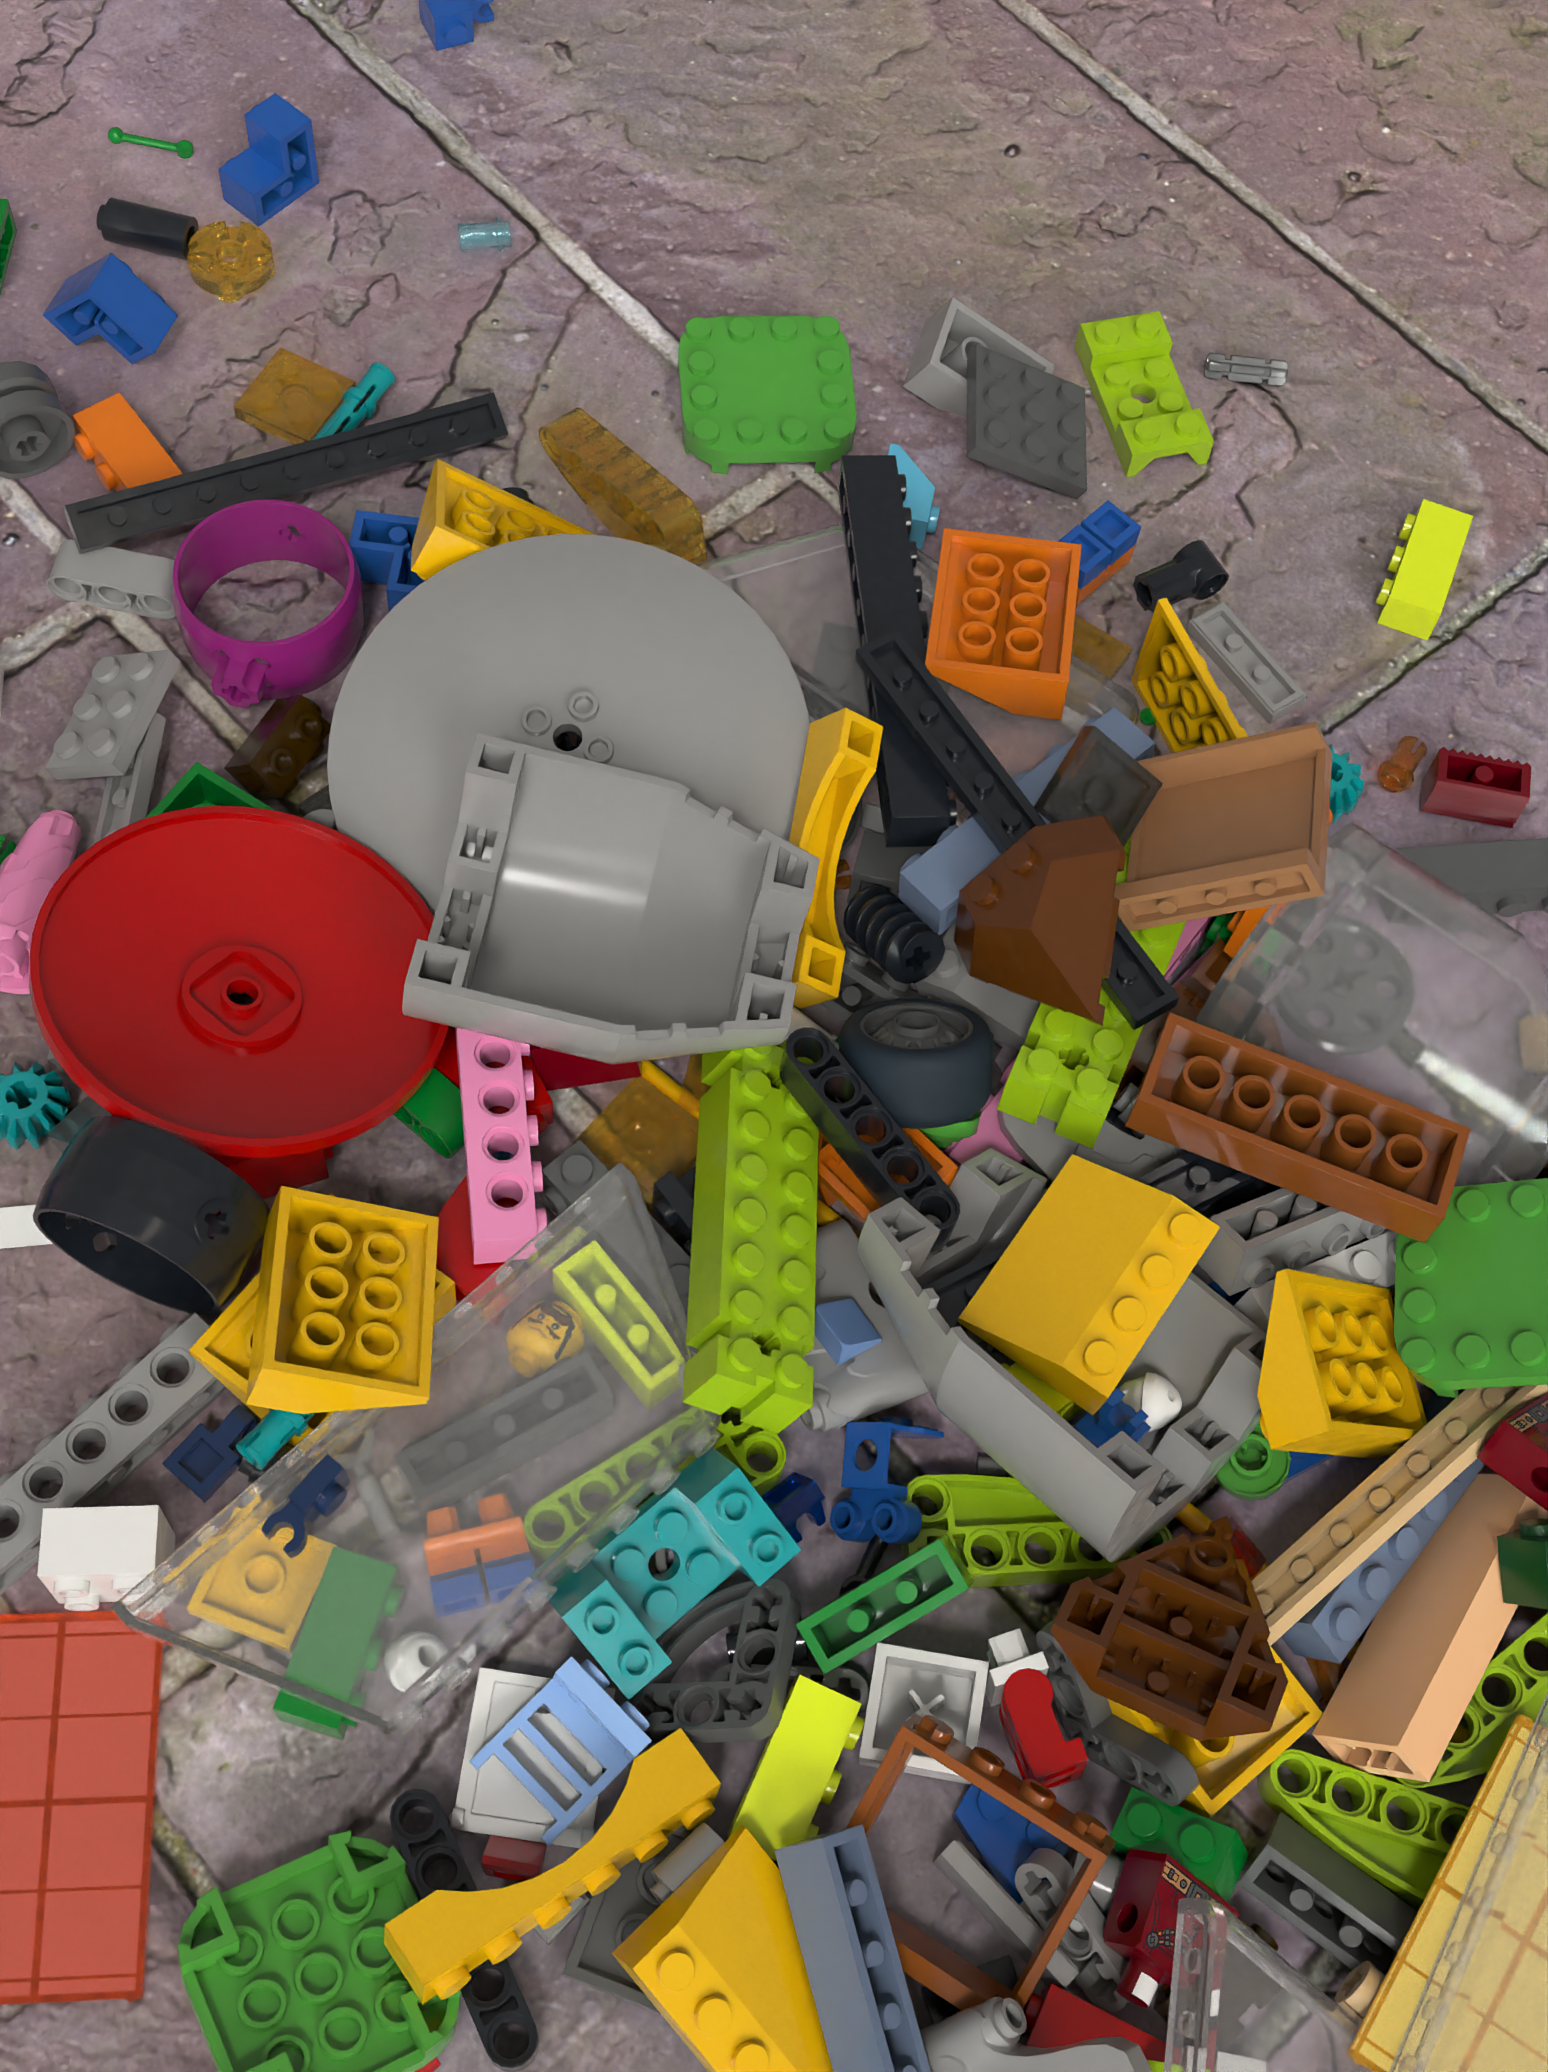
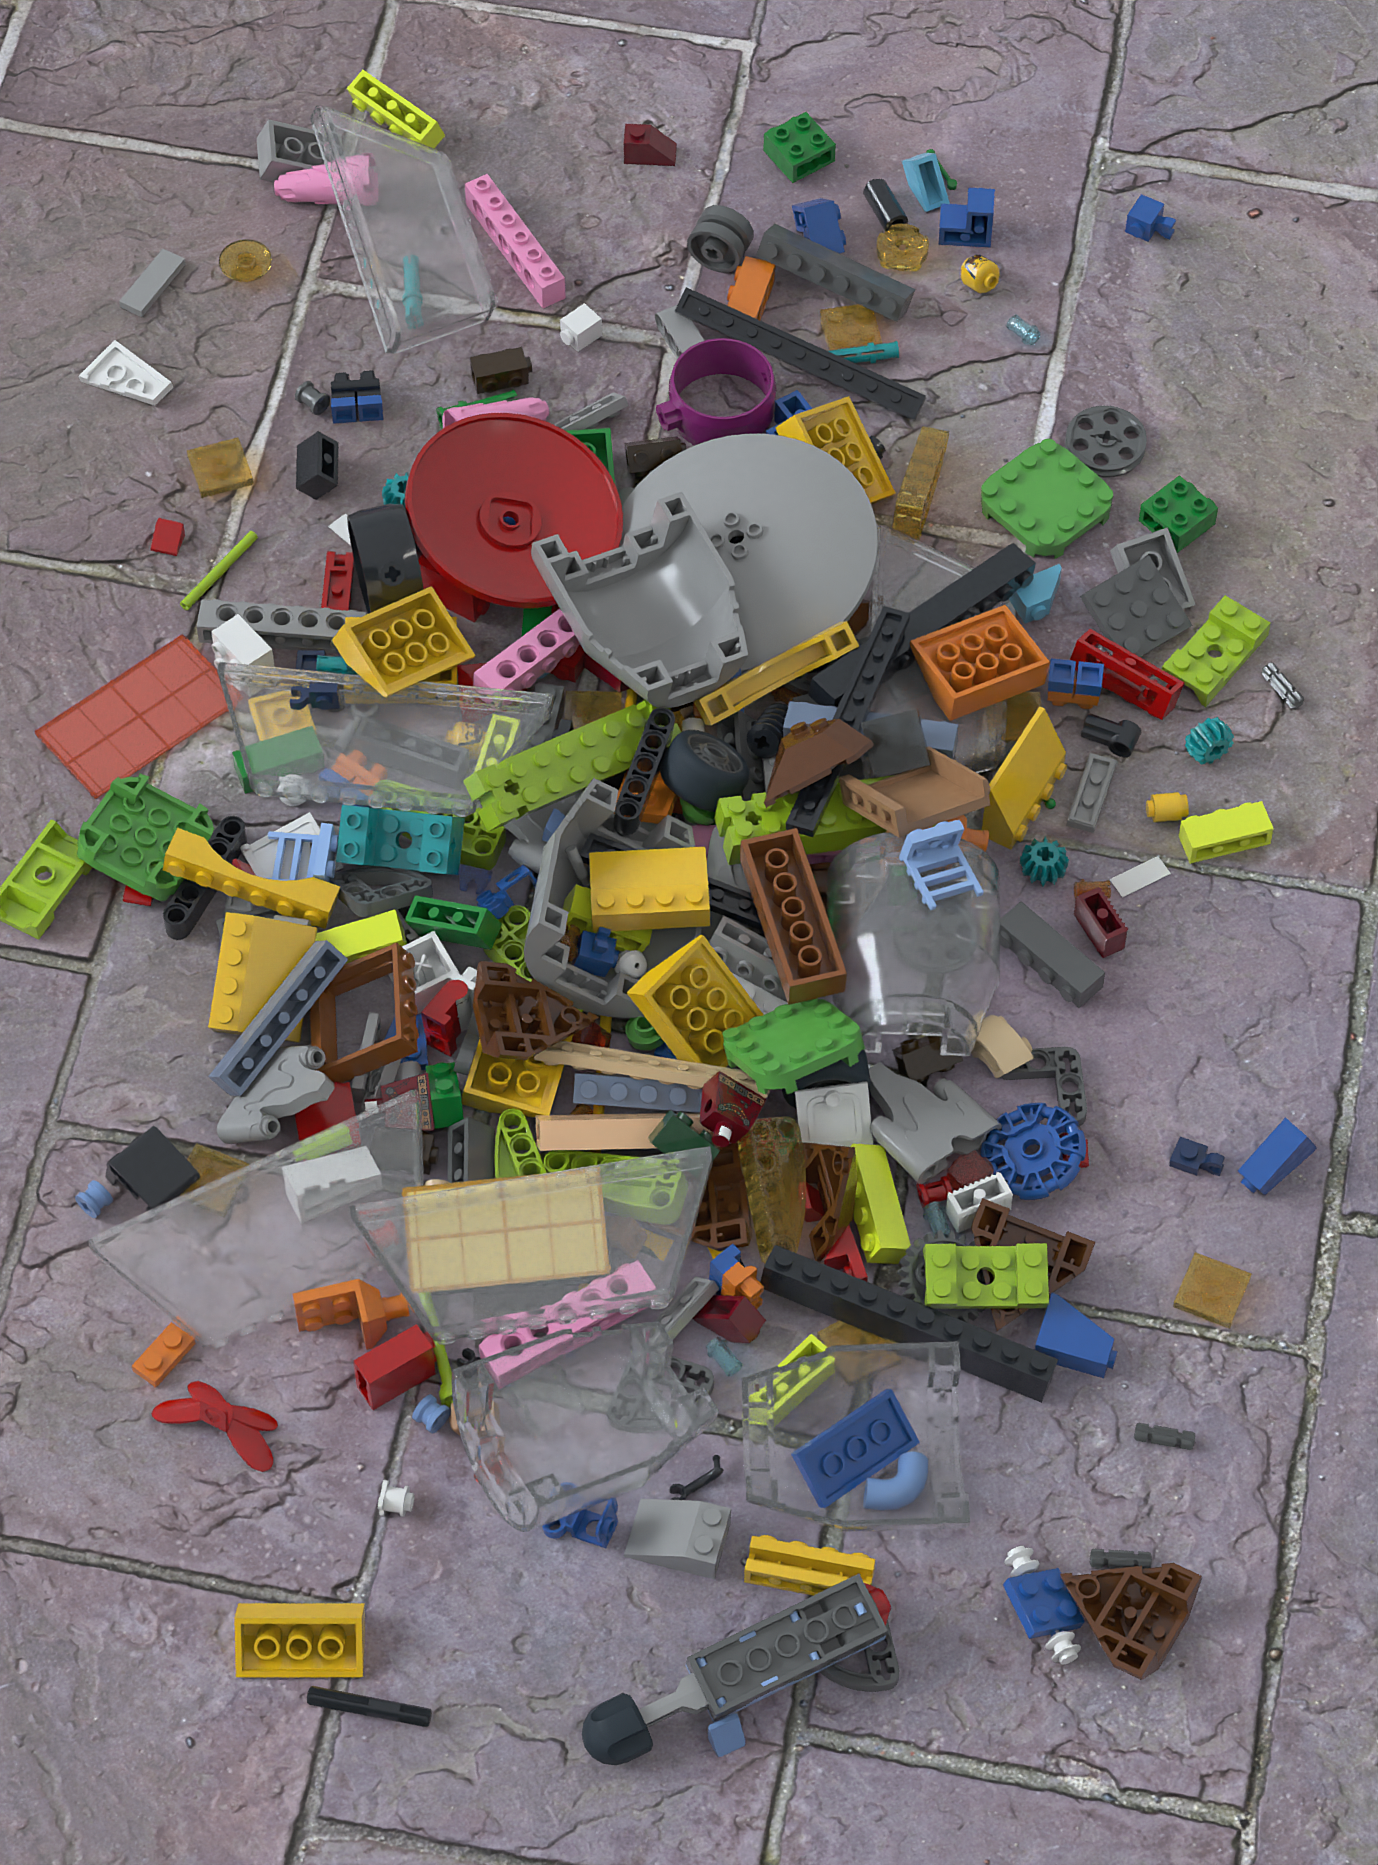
camera: 60 degrees right, 5 degrees down
(90, 1313) = (338, 581): none -> red plate
(112, 715) = (610, 385): light grey plate -> none
(156, 162) = (926, 180): none -> medium azure slope
(203, 343) = (835, 272): none -> dark grey brick
(358, 213) = (980, 273): none -> yellow head
(732, 264) = (1114, 433): none -> dark grey wedge
(913, 279) = (1180, 510): none -> green brick
(1143, 498) = (1129, 675): none -> red brick
(1285, 487) = (1209, 740): none -> teal gear
(1341, 599) = (1167, 807): none -> yellow brick
(1369, 875) = (934, 849): none -> light blue plate
(1408, 702) = (1140, 876): none -> white sticker

